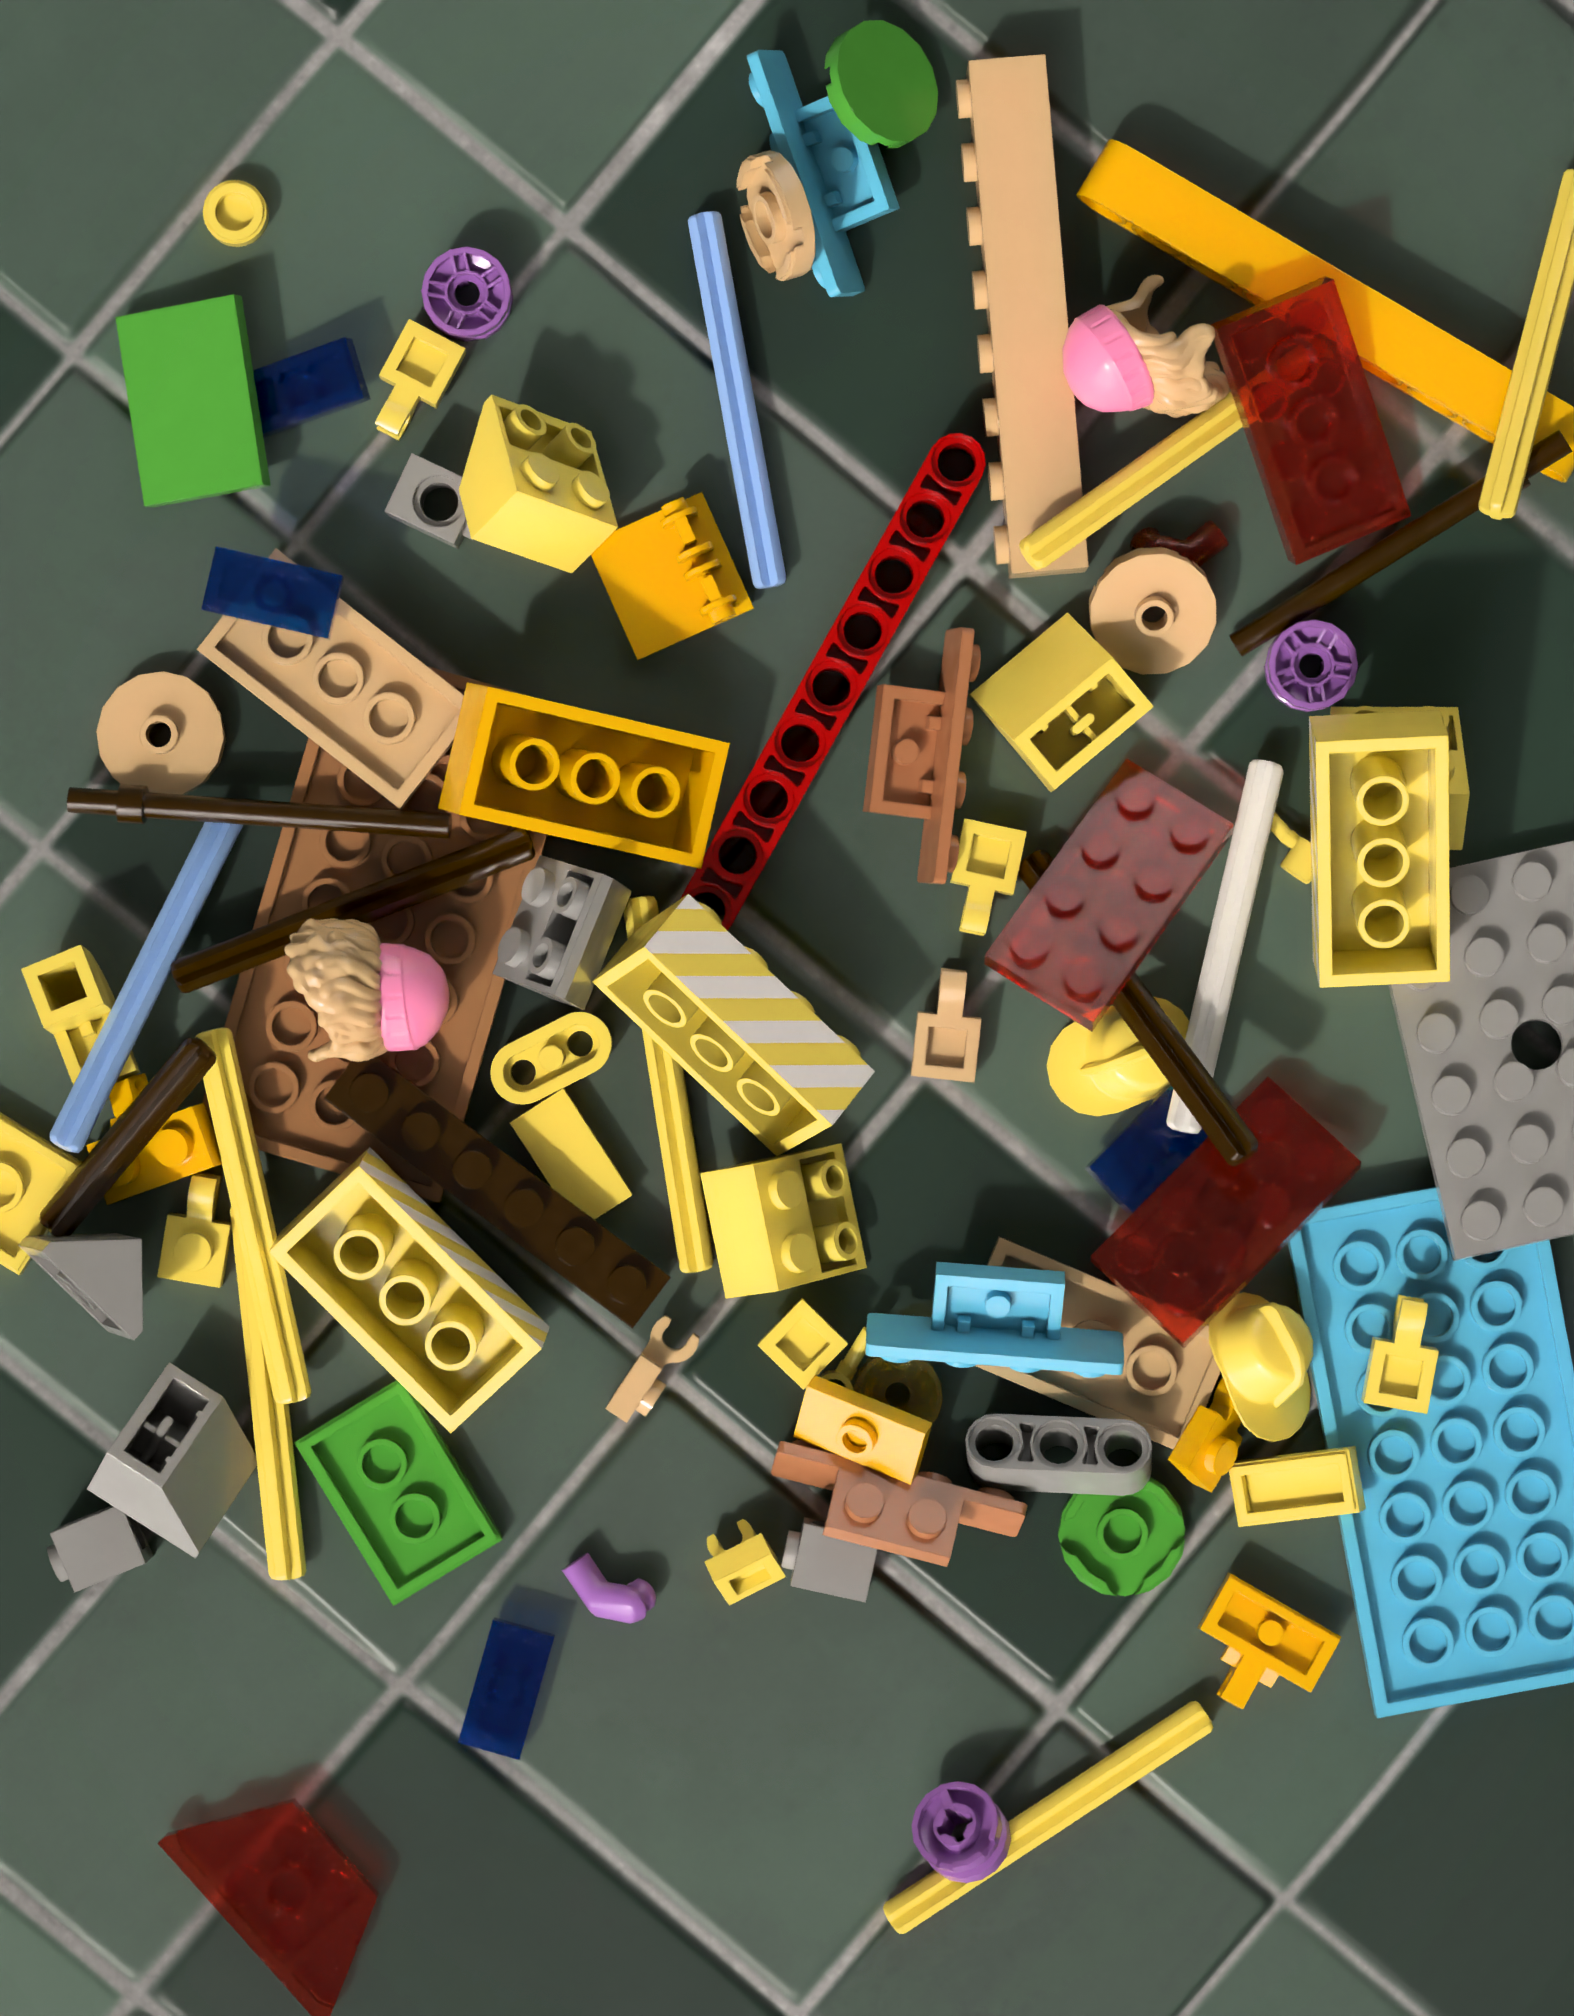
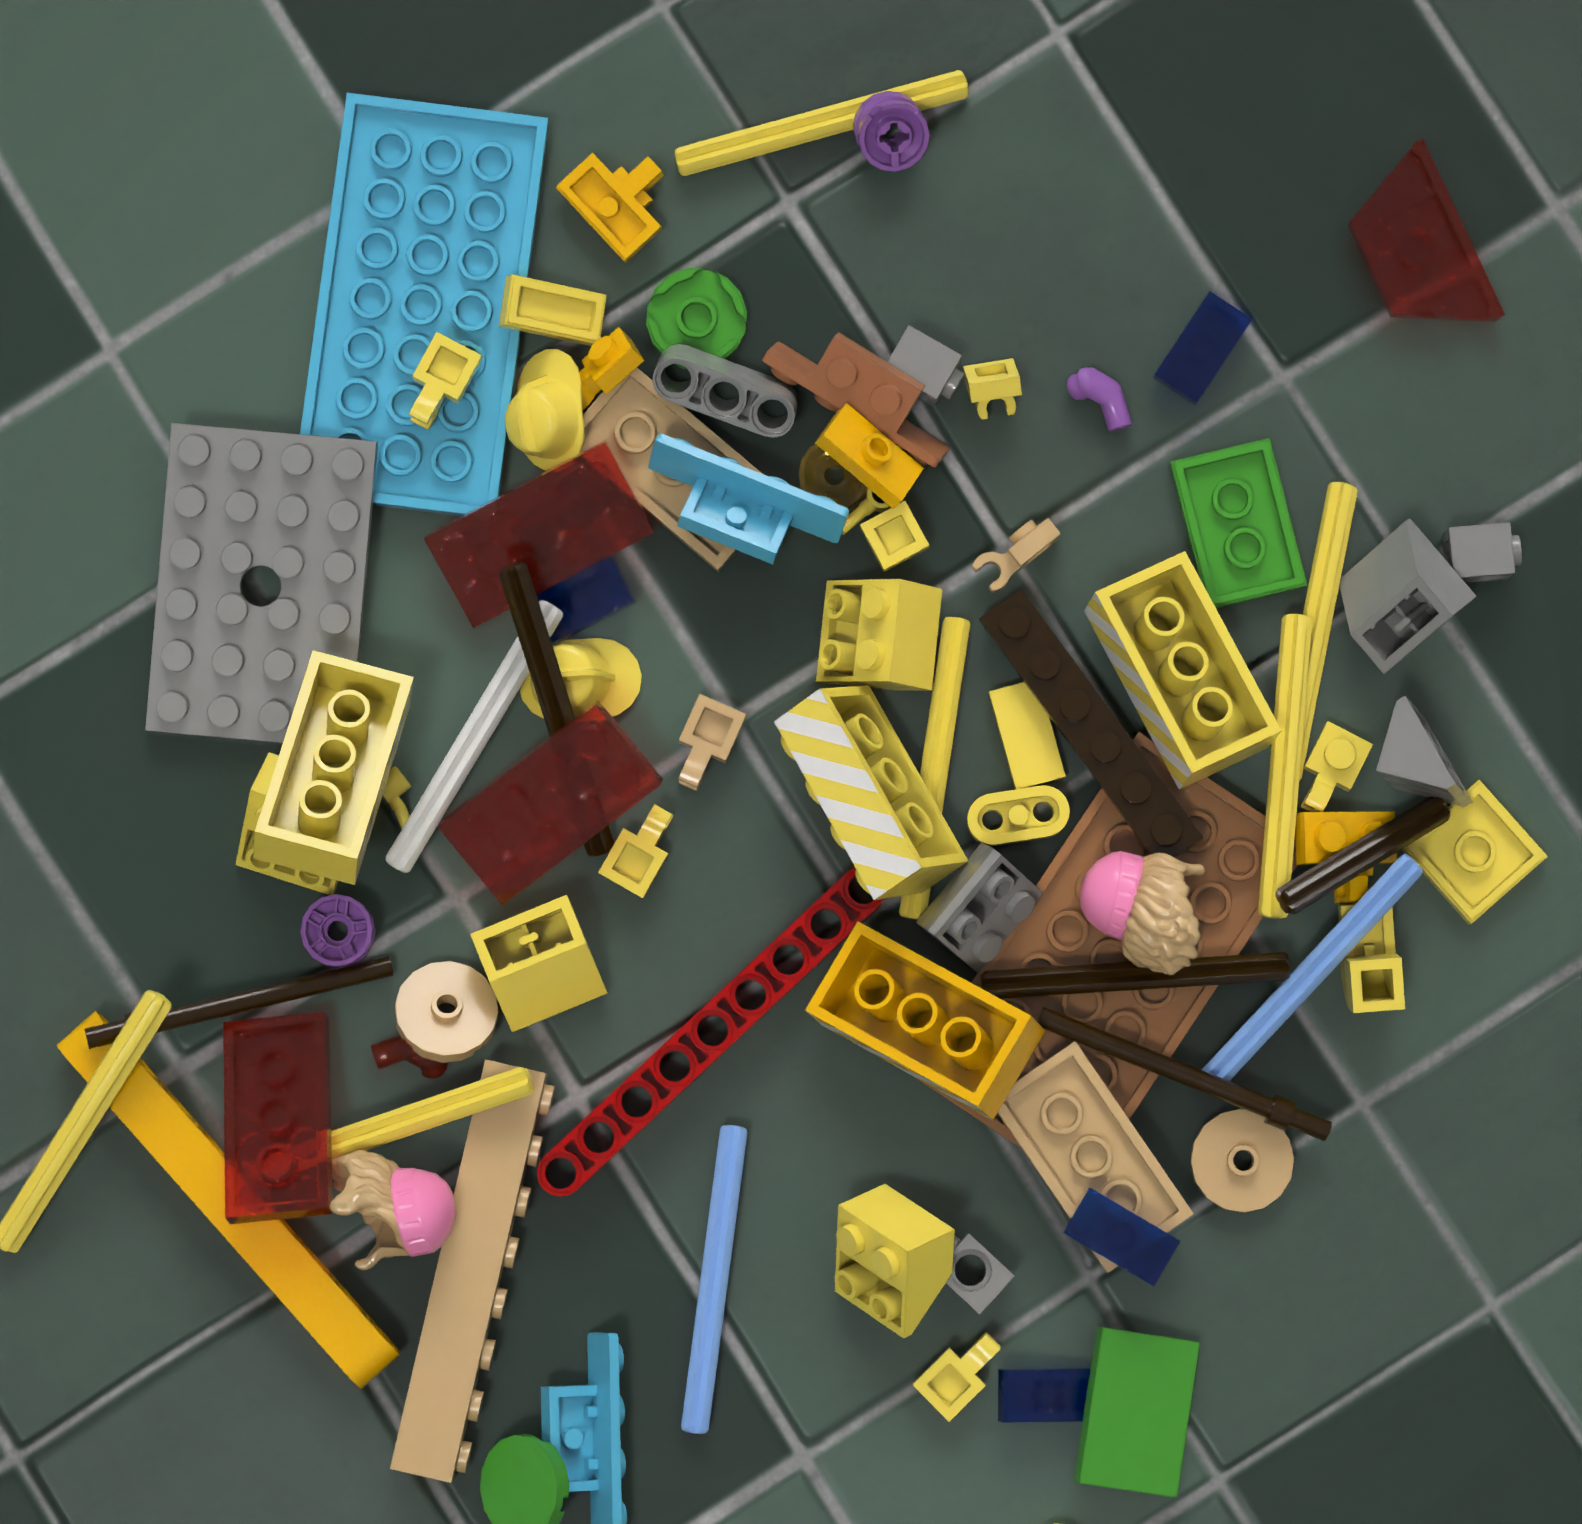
camera: 165 degrees left, 5 degrees down
(458, 269) = (902, 1448): medium lavender wheel -> none
(670, 576) = (808, 1157): yellow hinge -> none
(777, 215) = (638, 1409): tan plate -> none
(919, 753) = (661, 957): nougat bracket -> none

